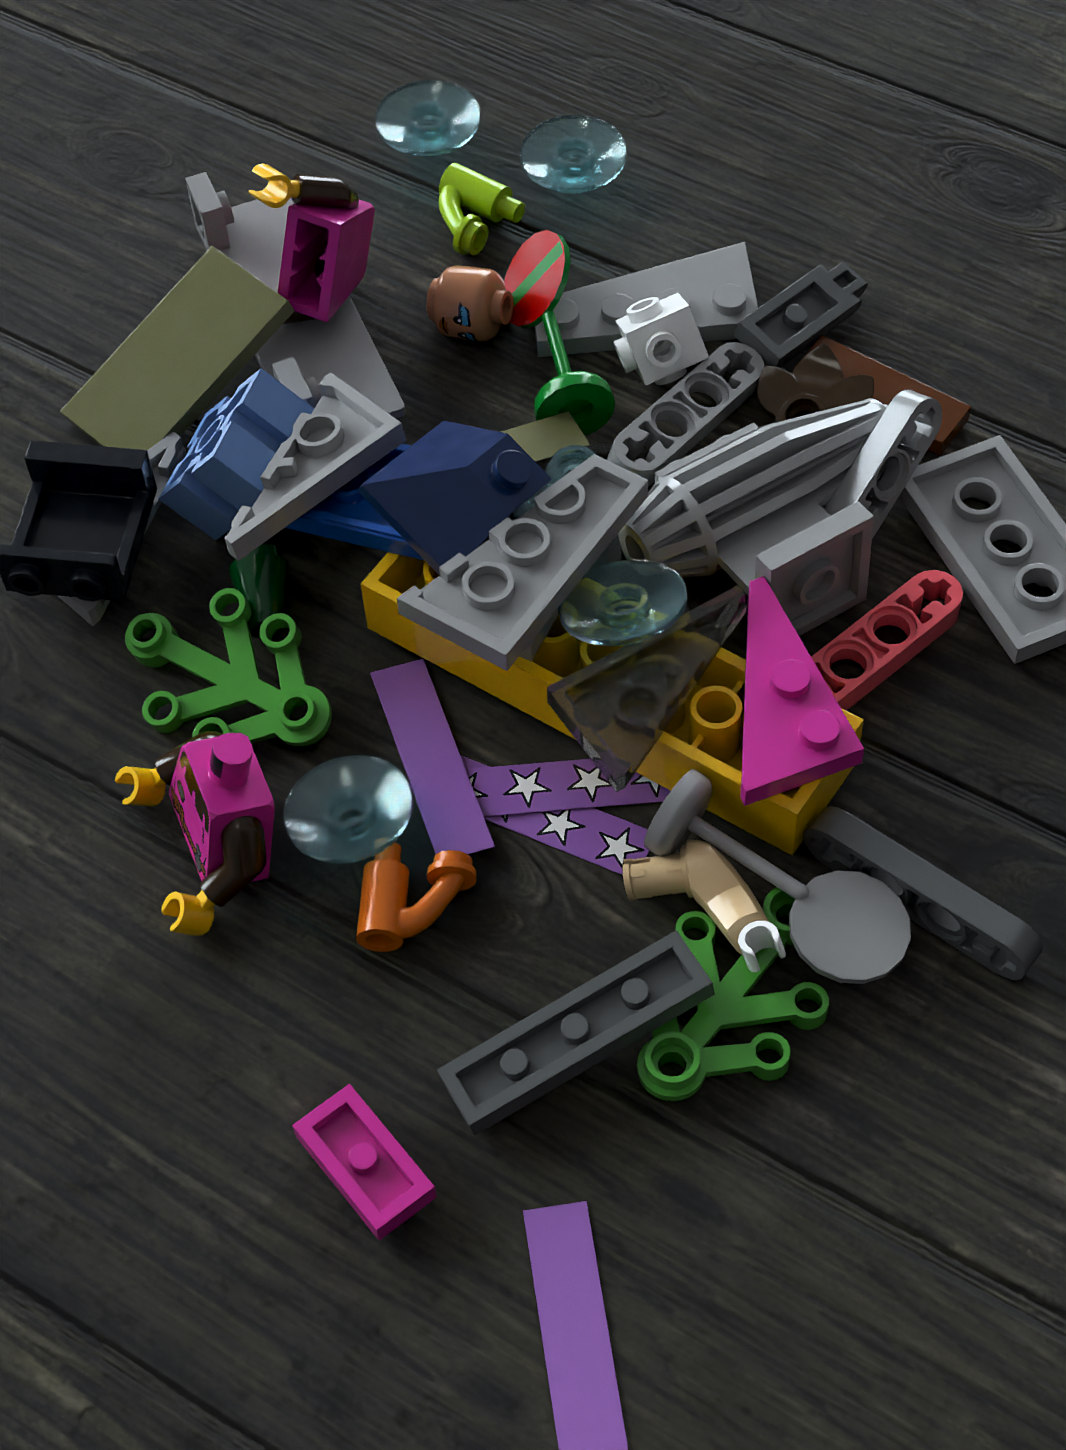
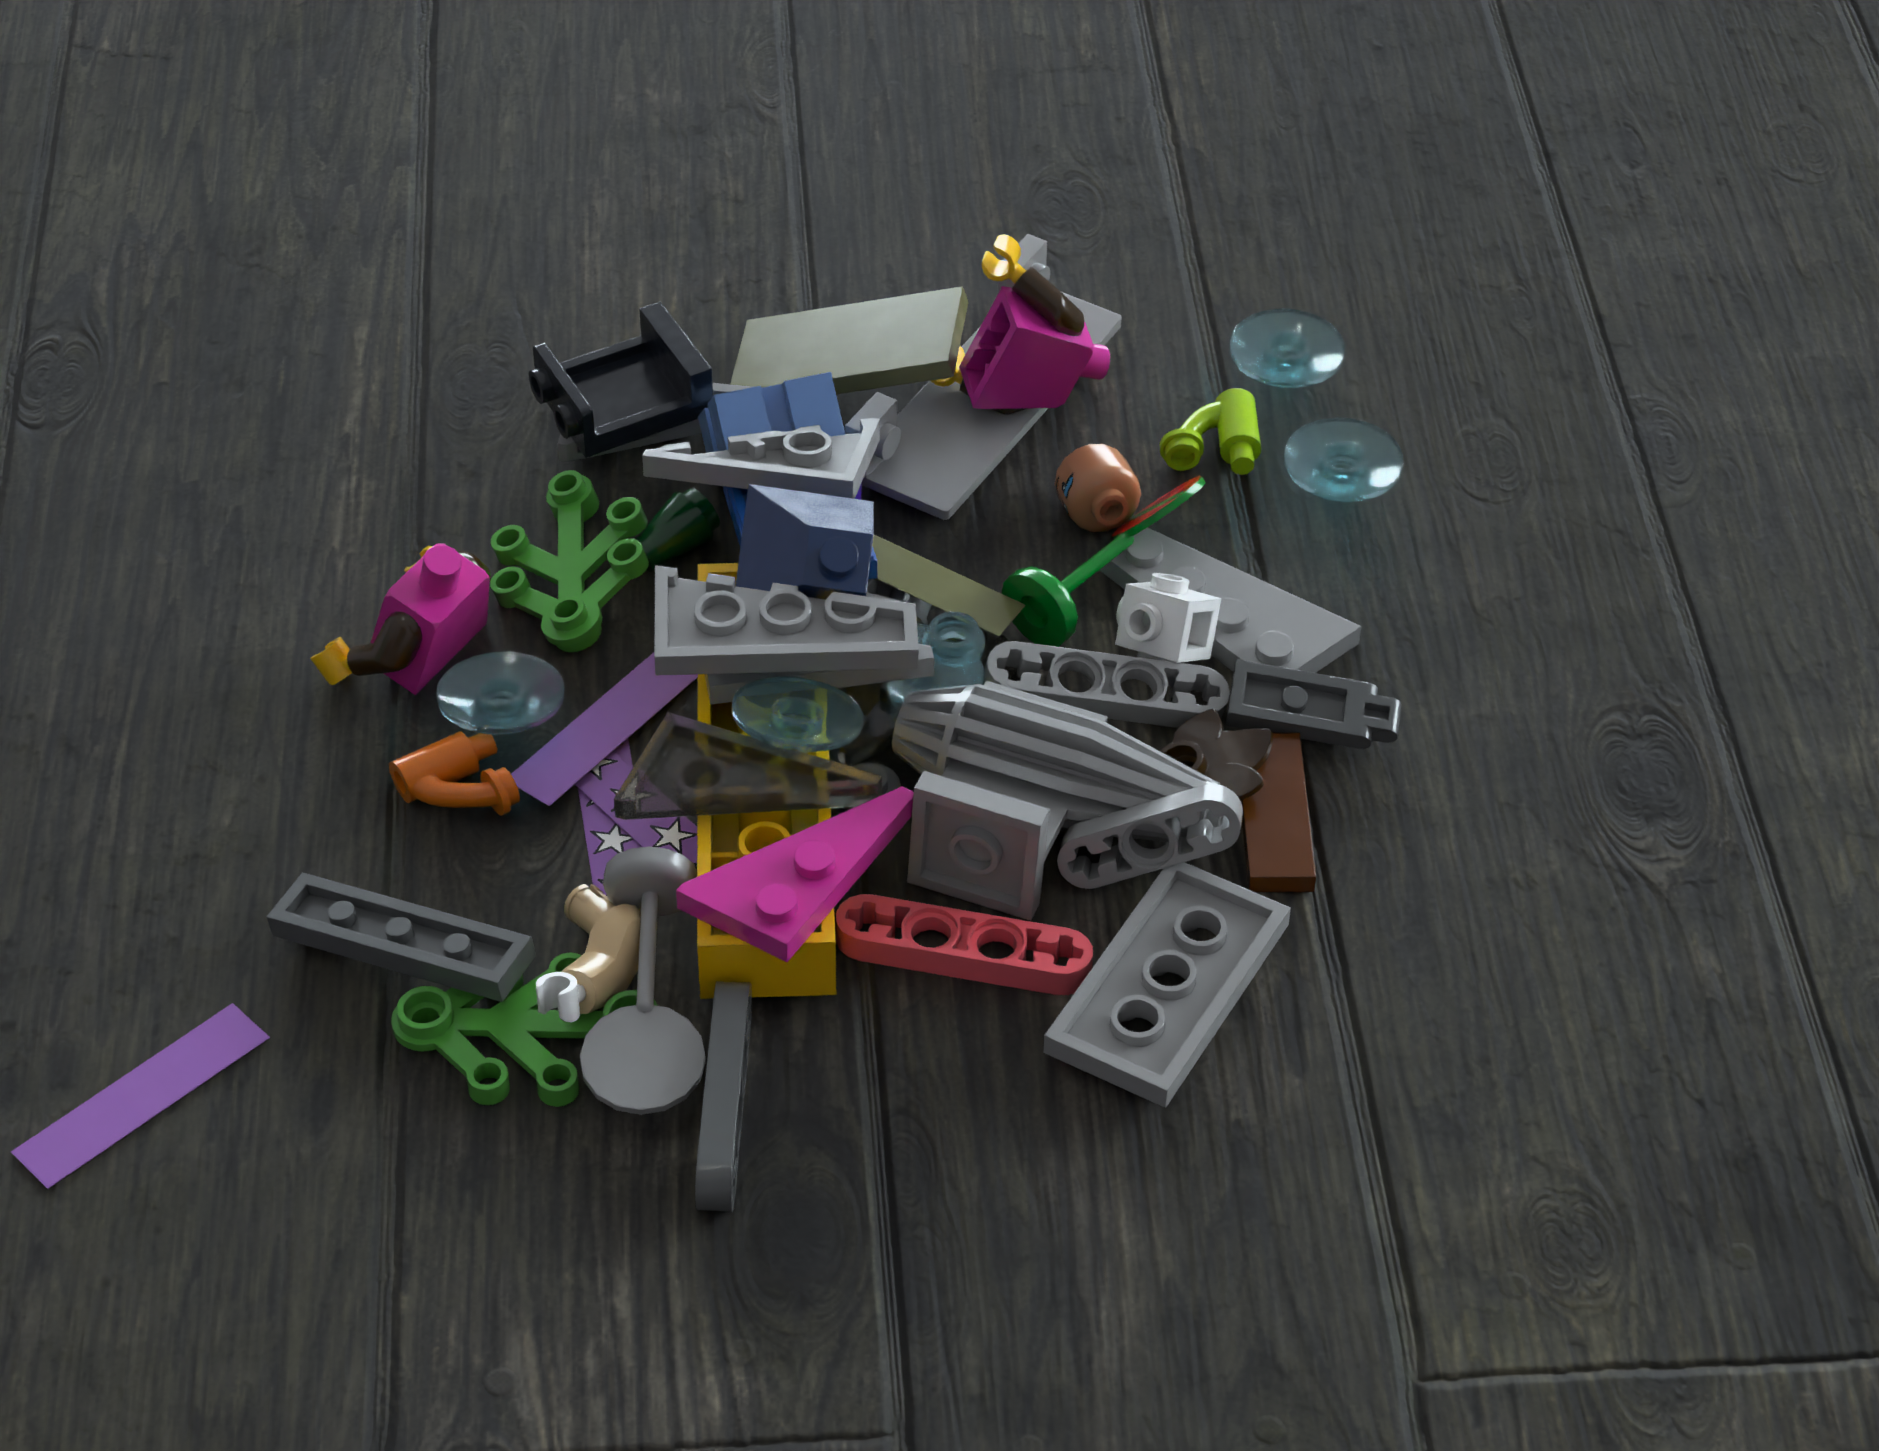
camera: 50 degrees right, 10 degrees down
(364, 1161) = (194, 878): dark pink plate -> none

